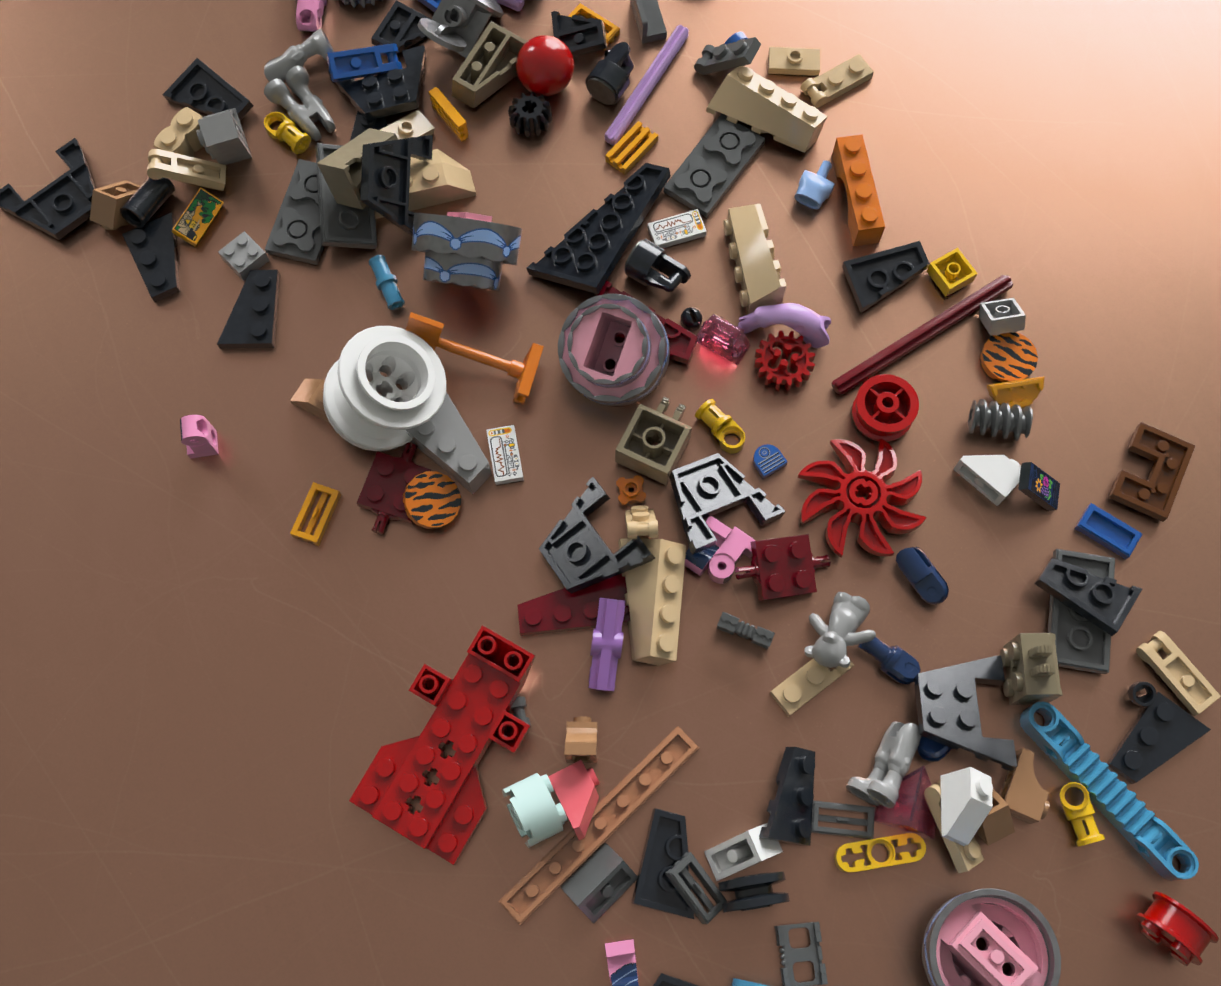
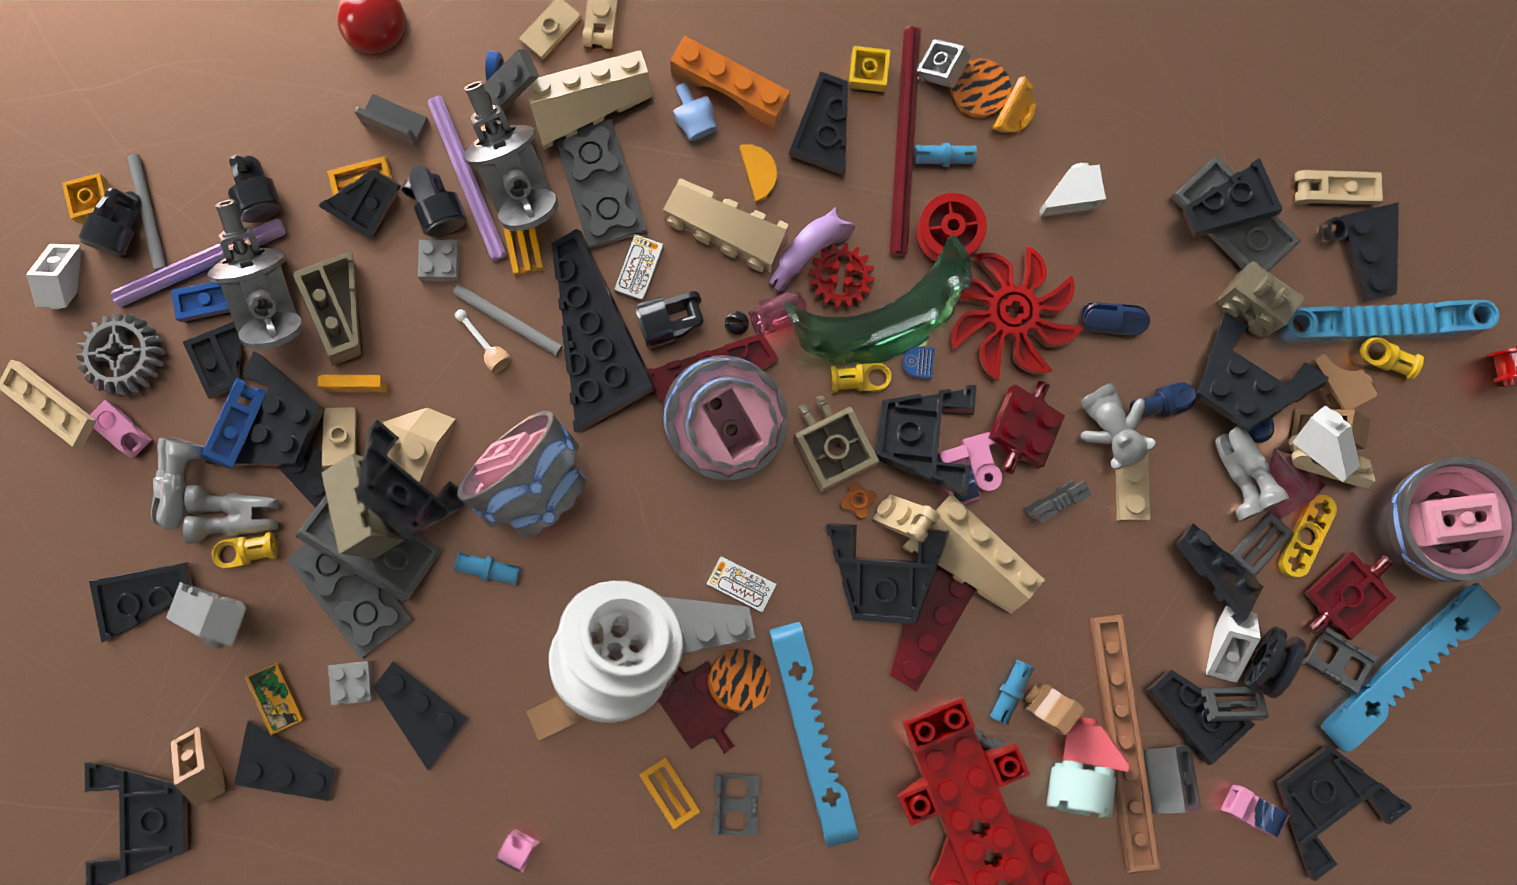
camera: 60 degrees left, 10 degrees up
(146, 201) = (218, 736): black pin -> none
(181, 134) = (172, 649): tan brick -> none
(186, 169) = (216, 677): tan plate -> none
(334, 557) = (745, 805): none -> dark grey piece
(380, 641) = (835, 819): none -> dark azure gear
(525, 372) = (679, 510): orange piece -> none
(530, 114) = (406, 300): black gear -> none
(537, 185) = (494, 357): none -> hinge
(545, 65) = (379, 258): red piece -> none
(570, 174) = (507, 320): none -> light grey bar
(572, 705) = (1012, 692): none -> dark azure pin
(576, 107) = (439, 261): none -> light grey piece
(606, 644) = (984, 625): medium lavender piece -> none
(676, 92) = (508, 165): none -> flat silver piece
(768, 418) = (894, 327): none -> clear green windscreen
(813, 257) = (760, 170): none -> light orange tile
(860, 923) = (1350, 595): none -> dark red plate
(937, 367) = (945, 154): none -> dark azure pin
(1000, 418) = (1031, 141): dark grey piece -> none
(1039, 486) = (1115, 163): black tile -> none
(1108, 531) = (1186, 139): blue tile -> none
(1159, 491) = (1187, 73): reddish brown plate -> none

